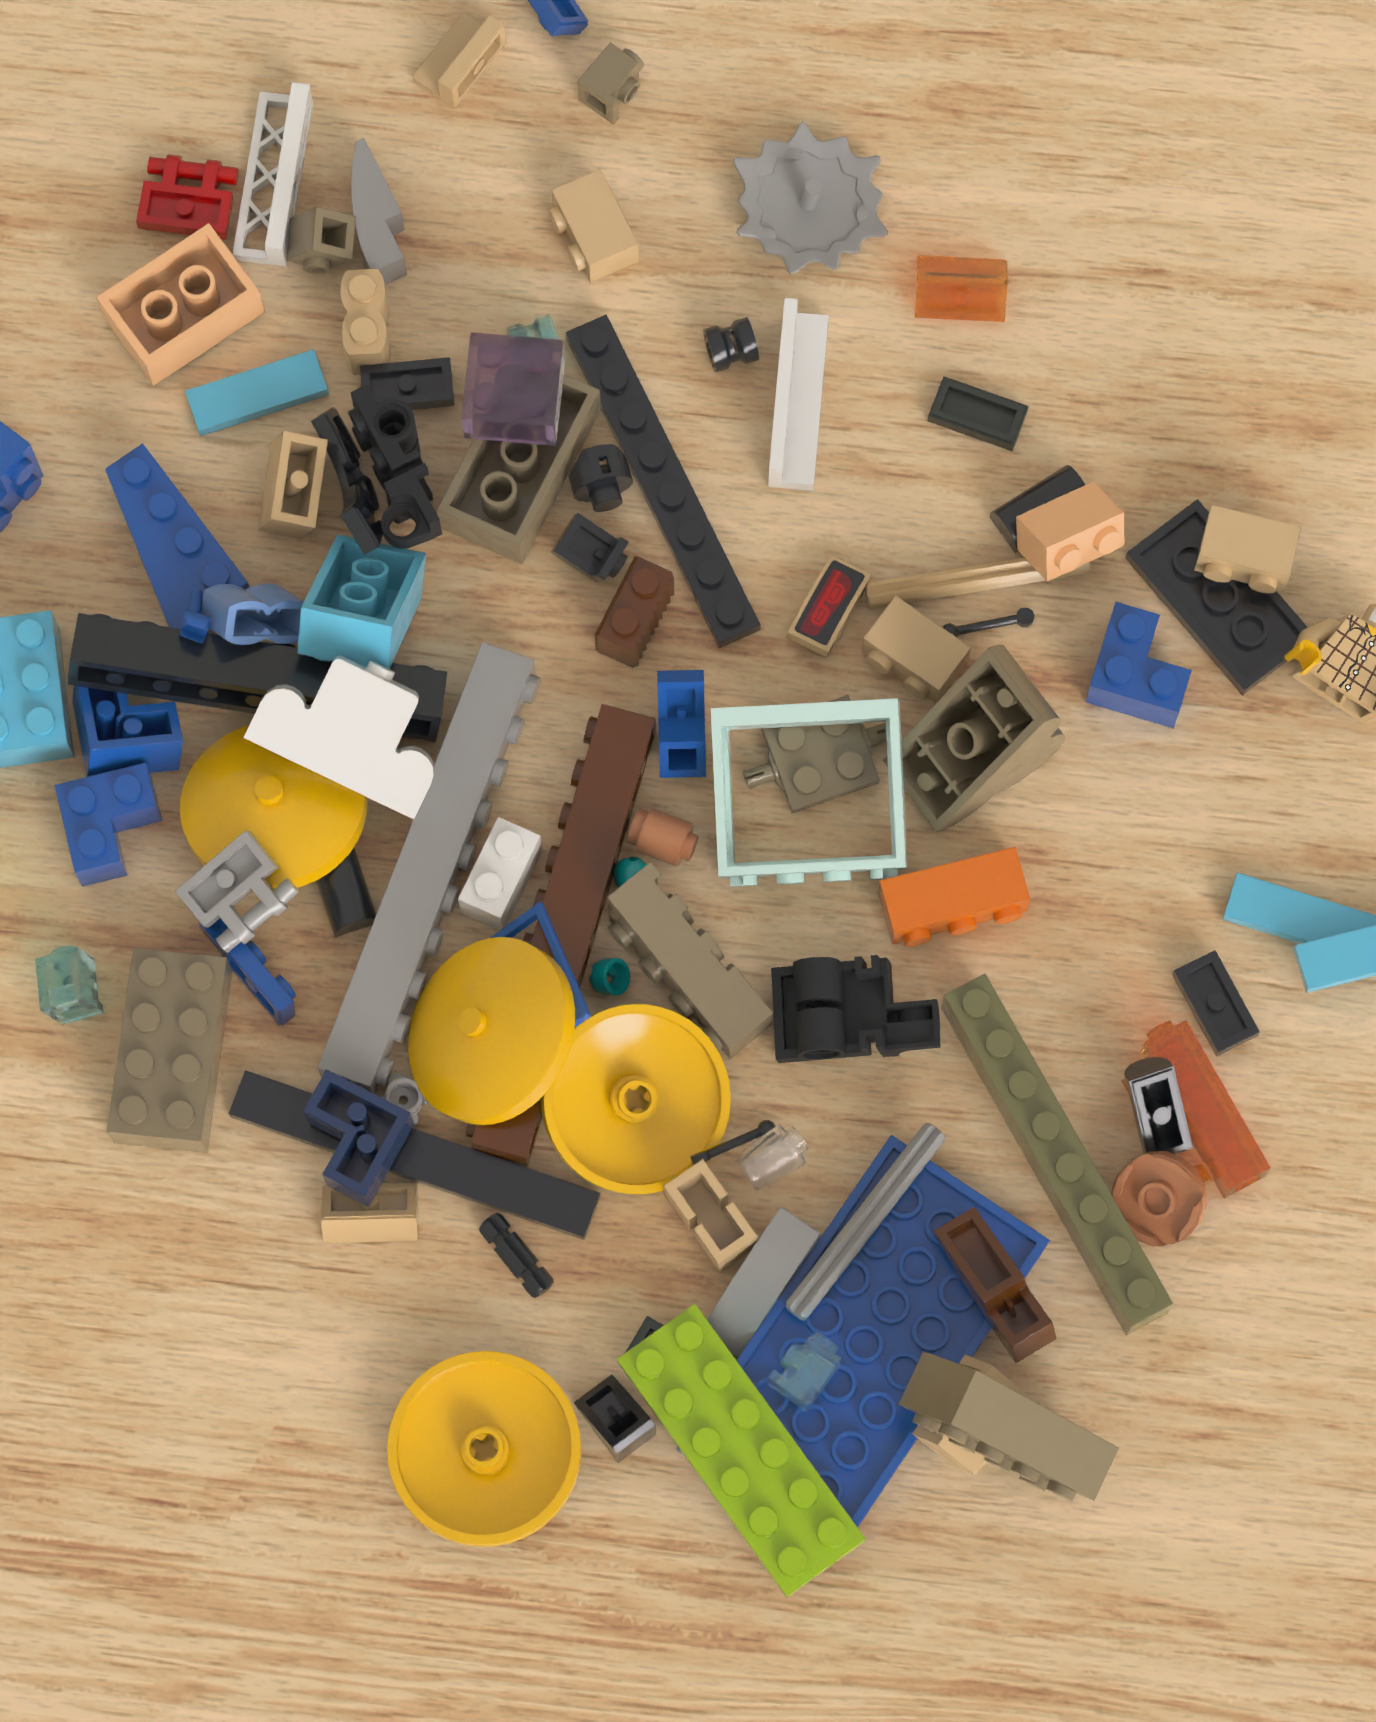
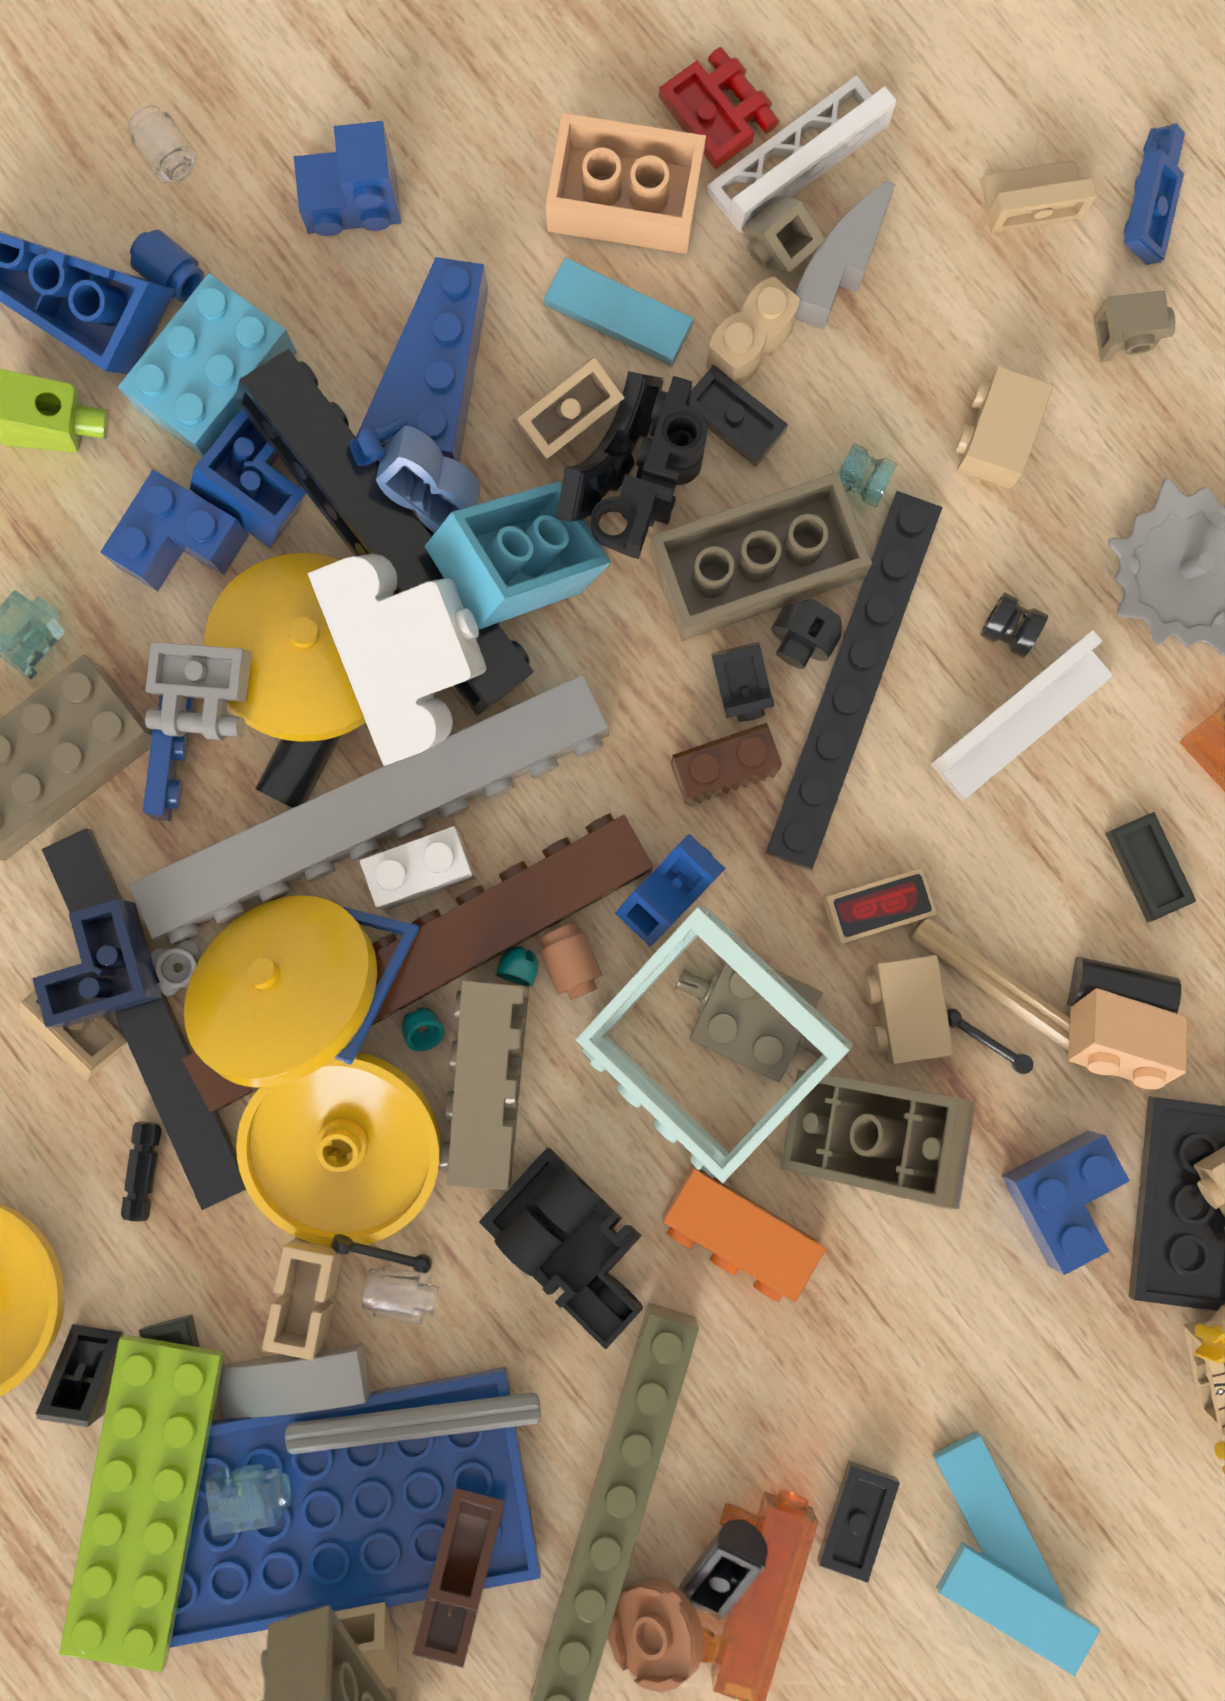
camera: 45 degrees right, 10 degrees up
(513, 388) = (802, 495): clear purple brick -> none

